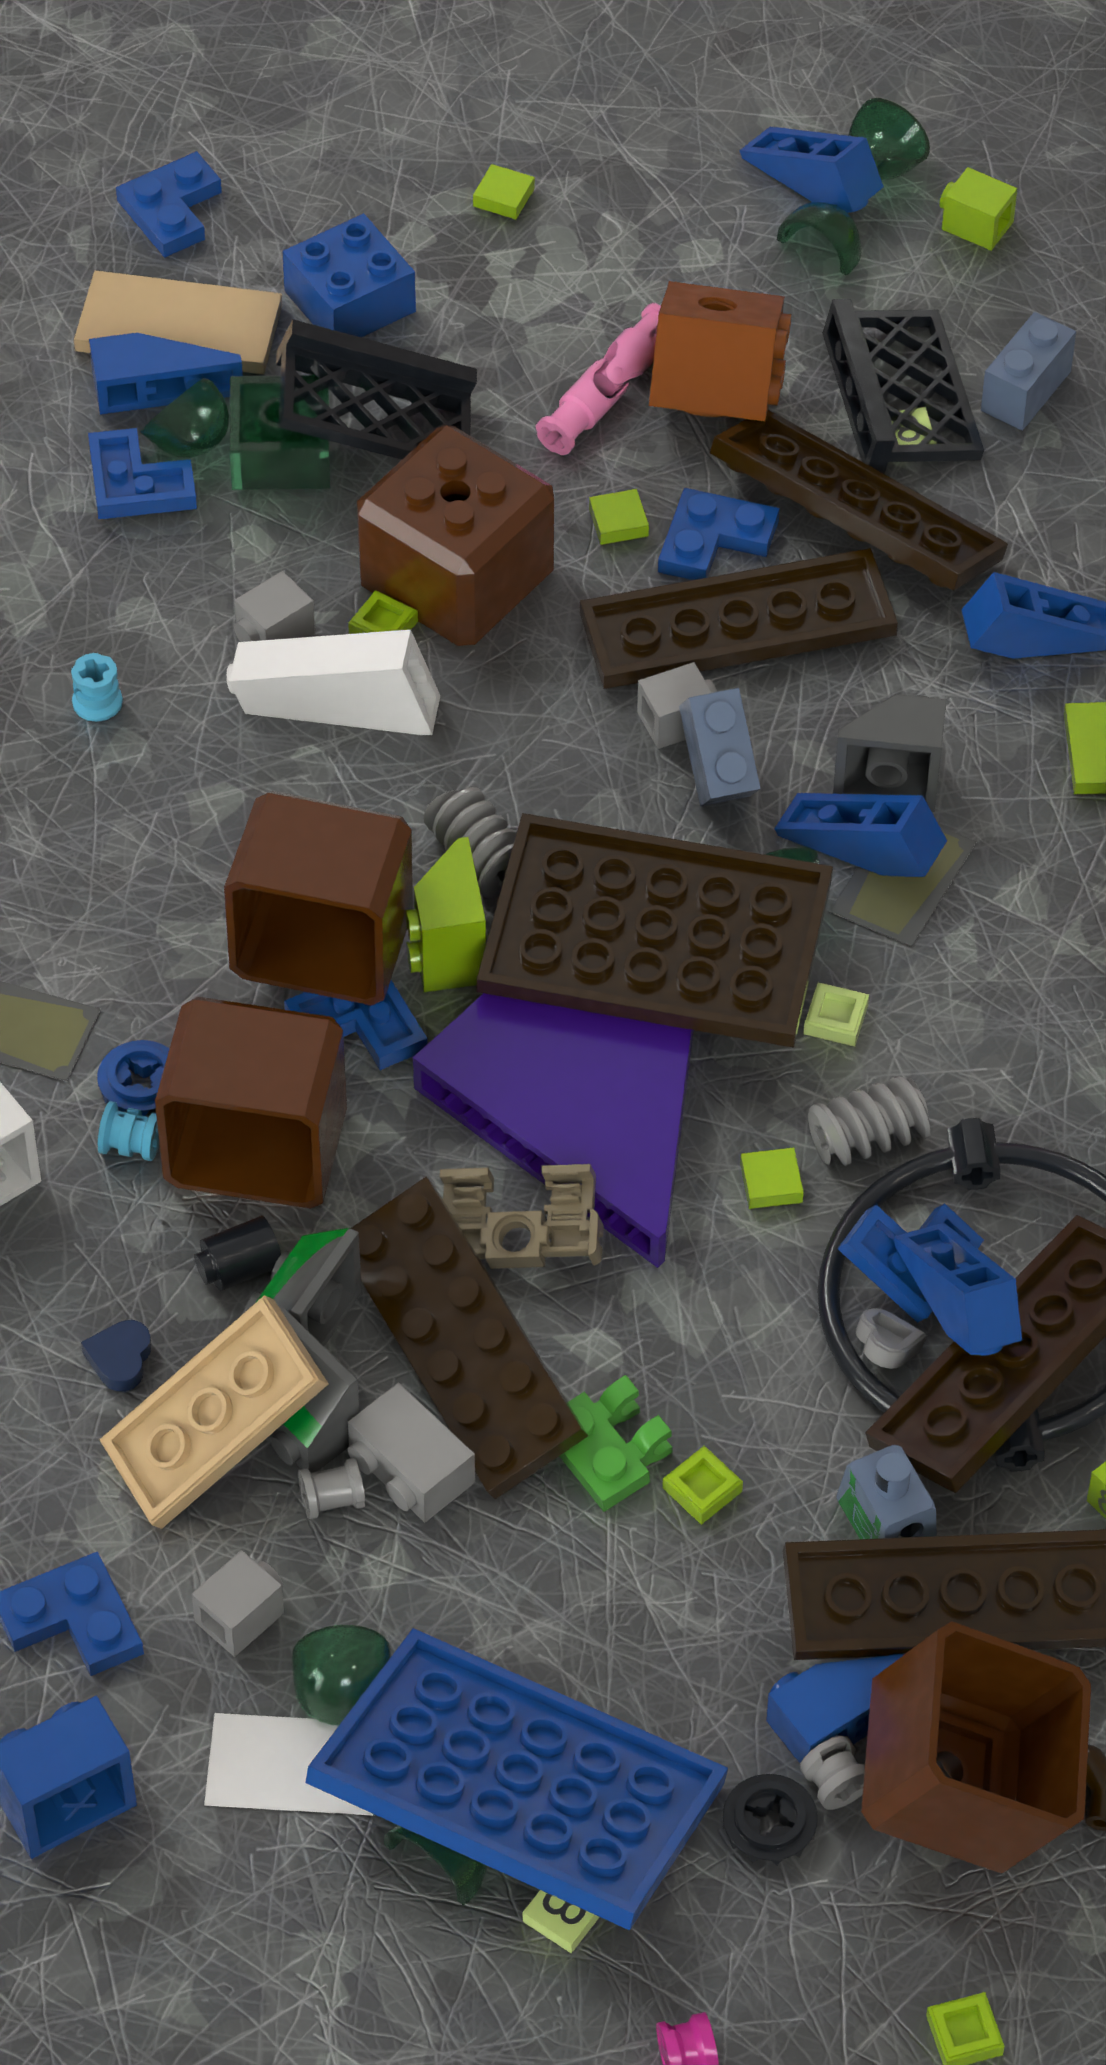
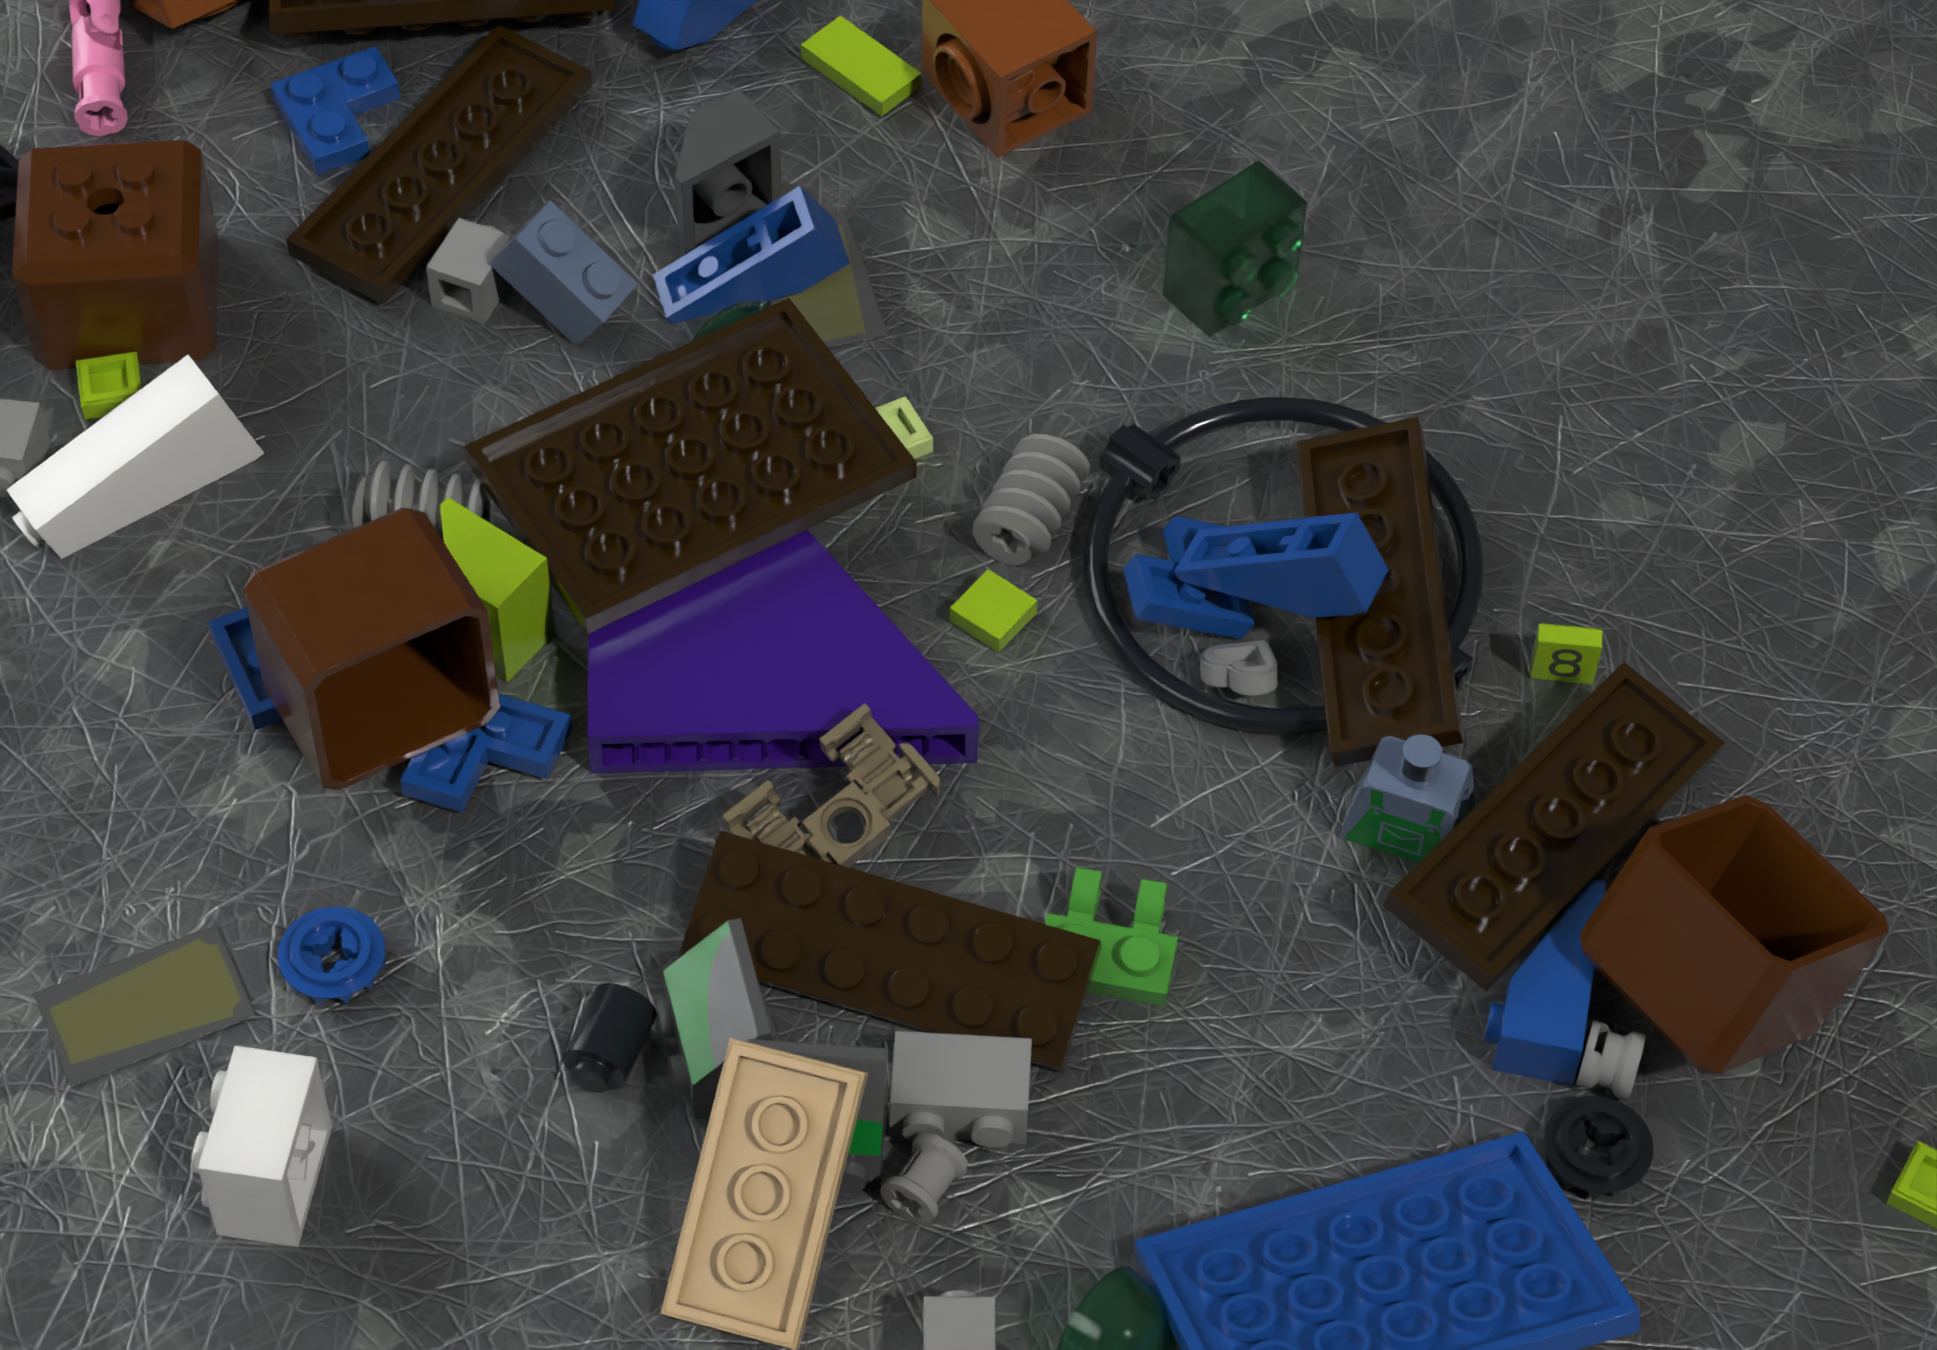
camera: 45 degrees left, 0 degrees up
(119, 1354) = (590, 1222): dark blue tile -> none
(128, 1132) = (381, 1010): medium azure bush -> none
(252, 1102) = (498, 882): reddish brown plate -> none
(618, 516) = (235, 148): lime tile -> none
(702, 1484) = (1225, 914): lime tile -> none

